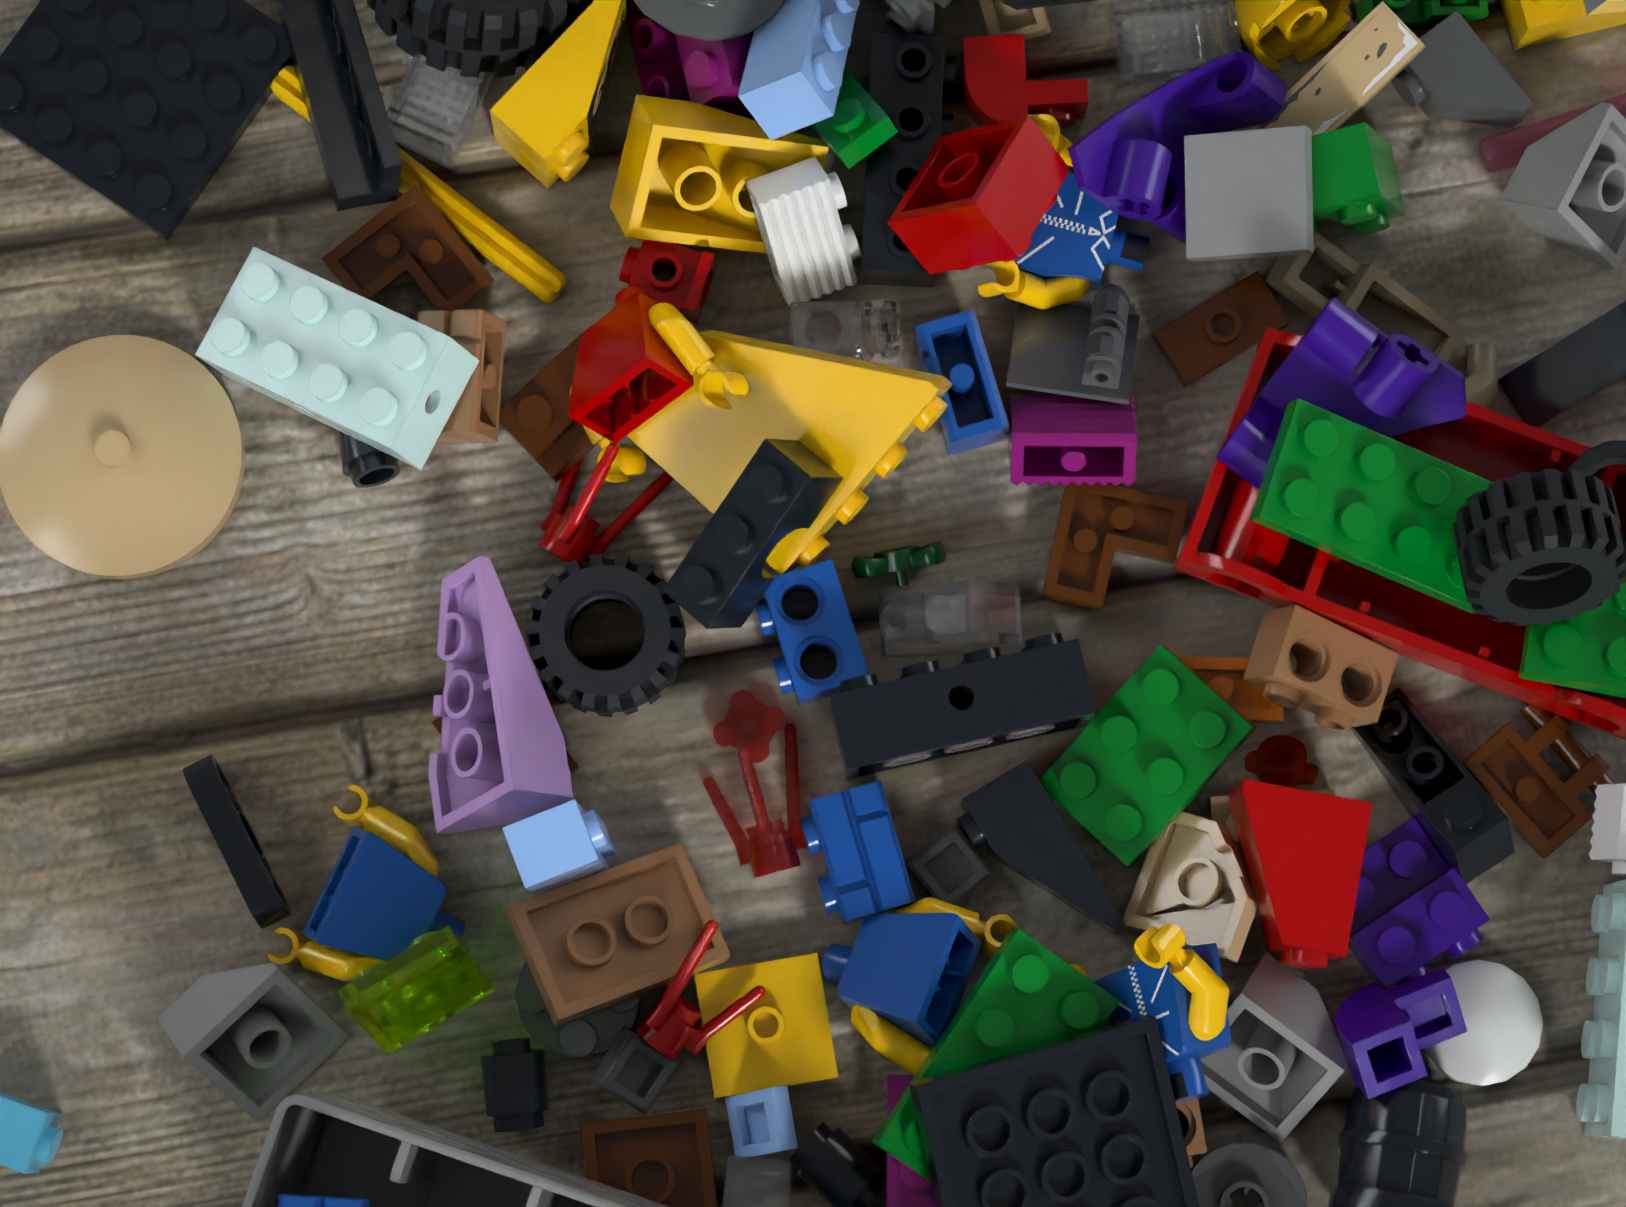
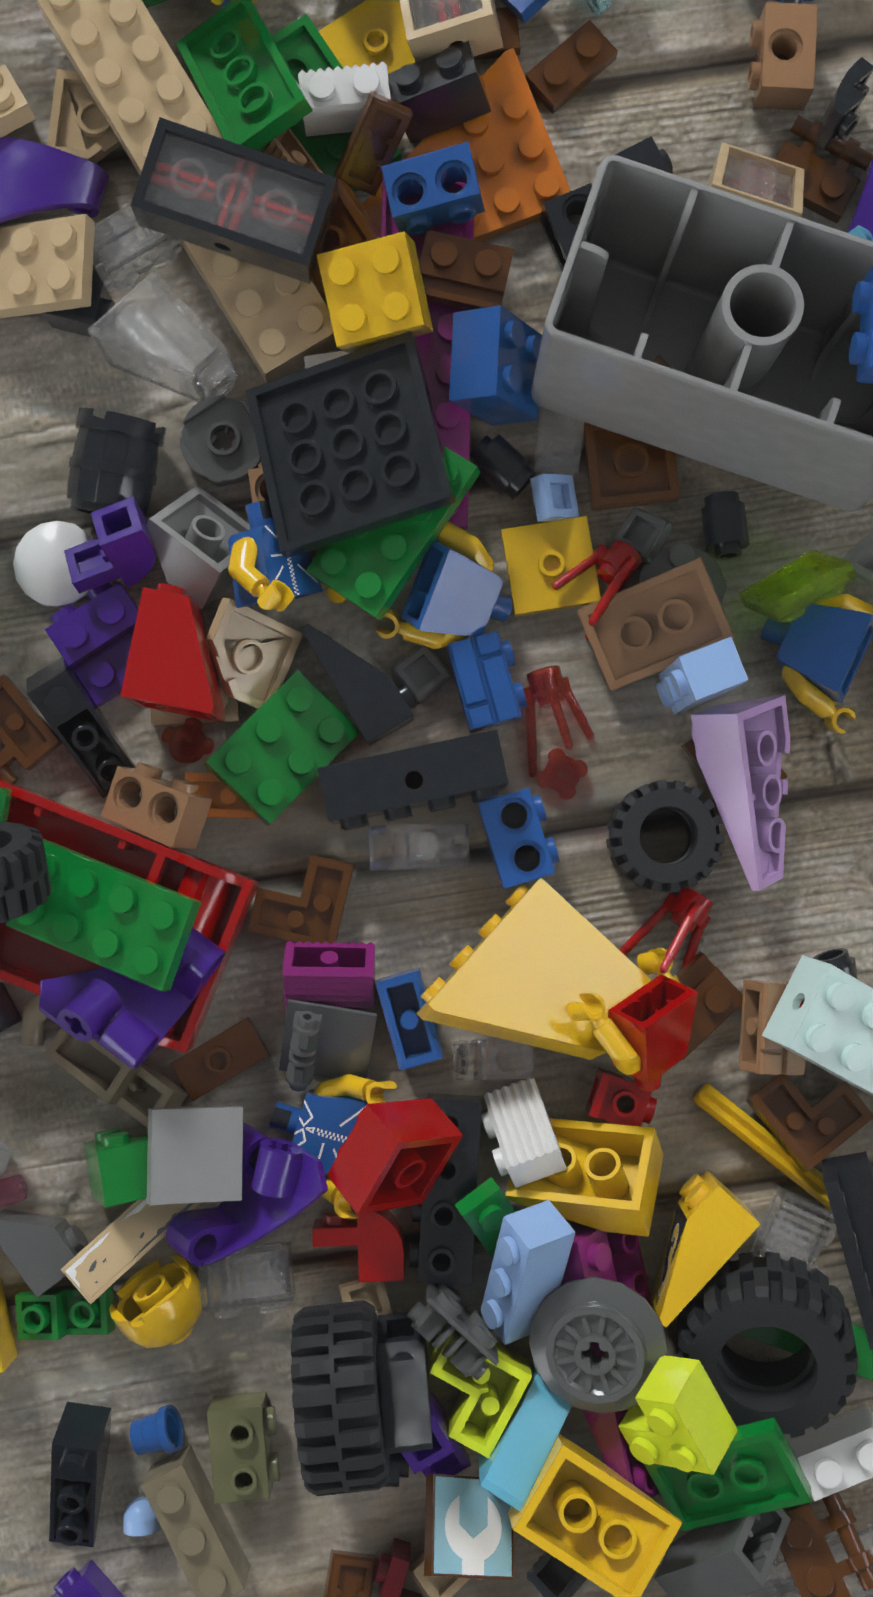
camera: 175 degrees right, 5 degrees up
(773, 496) = (549, 927): black arch -> none
(898, 561) = (455, 890): dark green piece -> none

